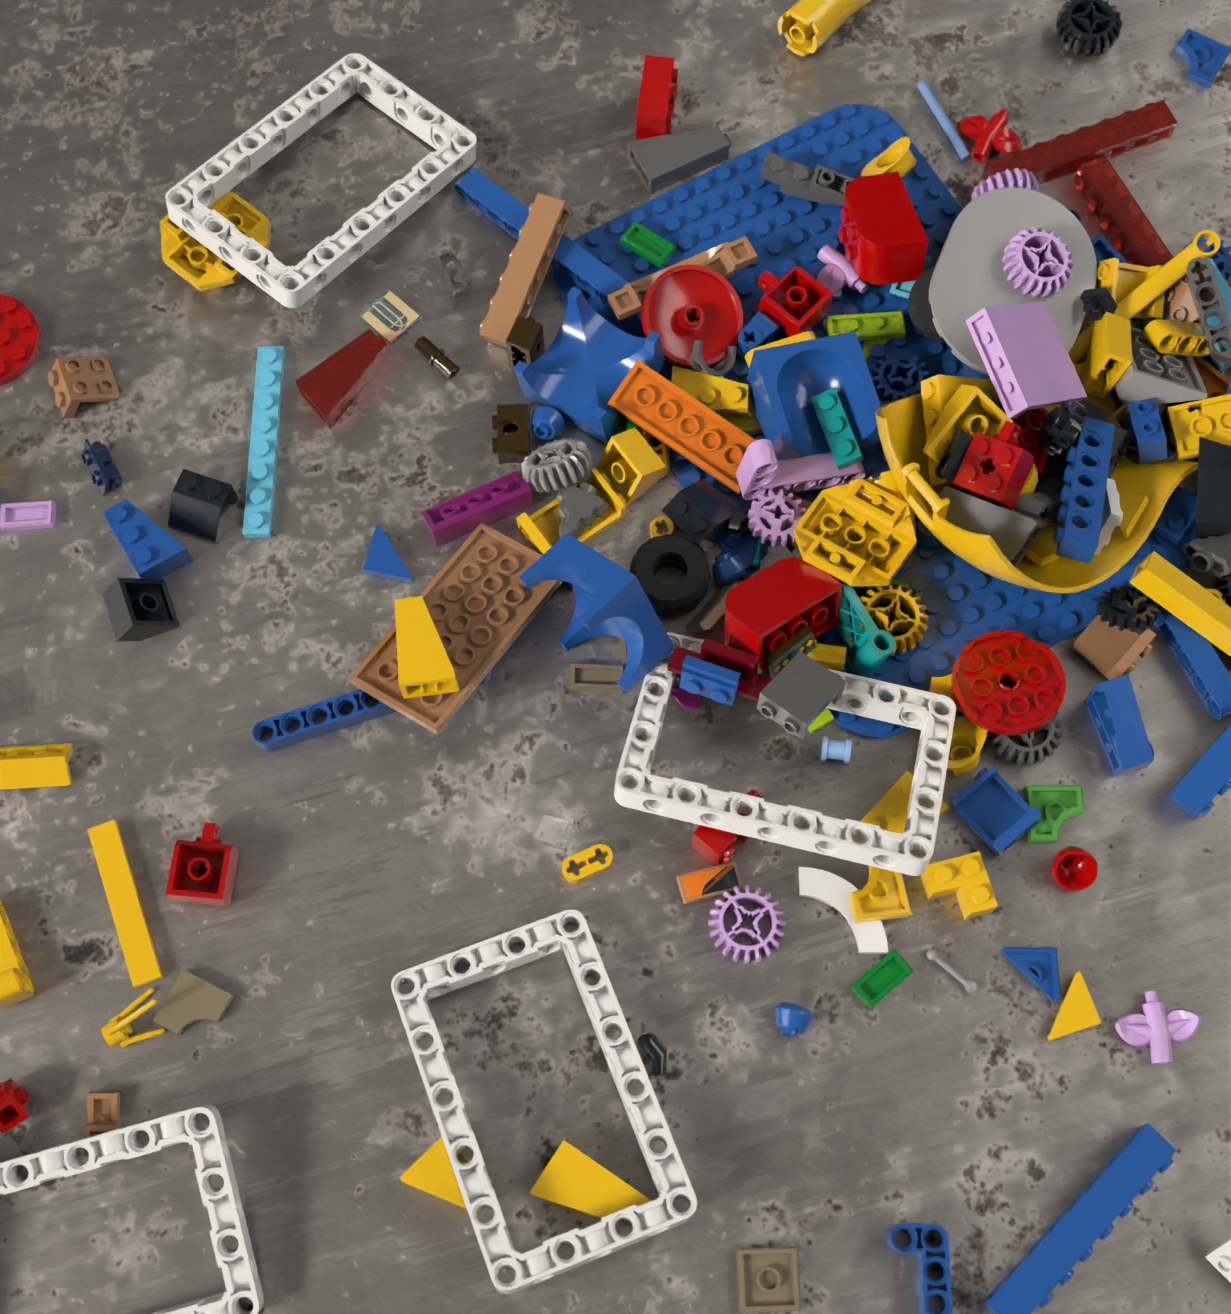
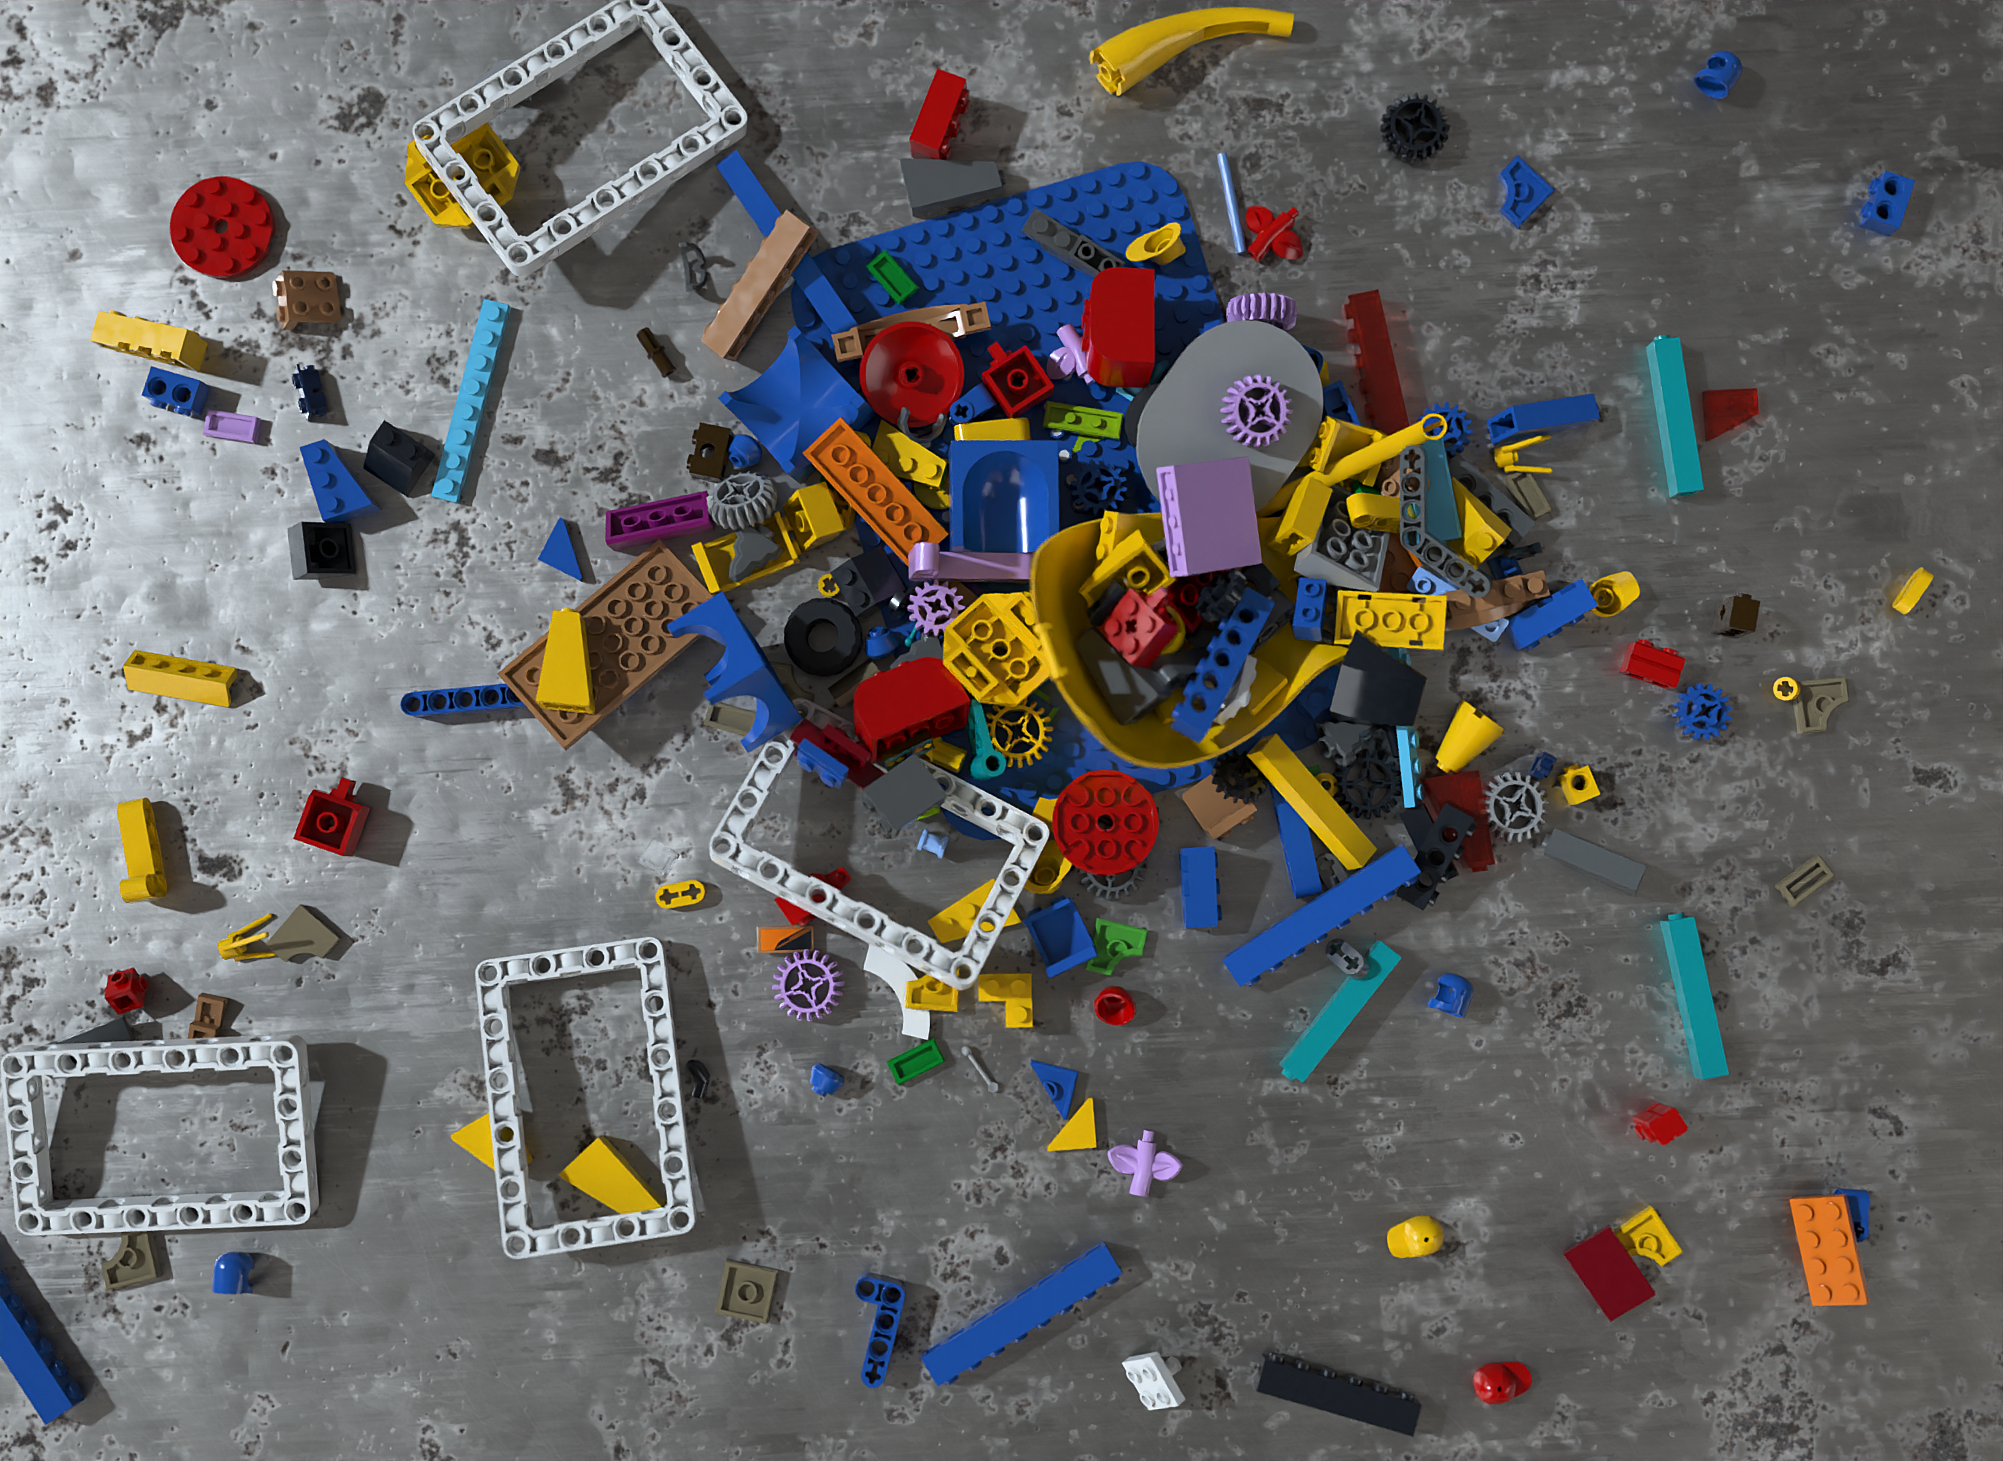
camera: 15 degrees right, 15 degrees up
(125, 904) = (259, 830): yellow tile -> none
(343, 376) = (558, 353): clear red slope -> none
(390, 317) = (621, 295): piece -> none
(525, 341) = (742, 363): dark brown brick -> none
(836, 428) = (1016, 531): teal plate -> none
(1098, 302) = (1306, 464): black tile -> none
(1108, 137) = (1362, 271): clear red brick -> none

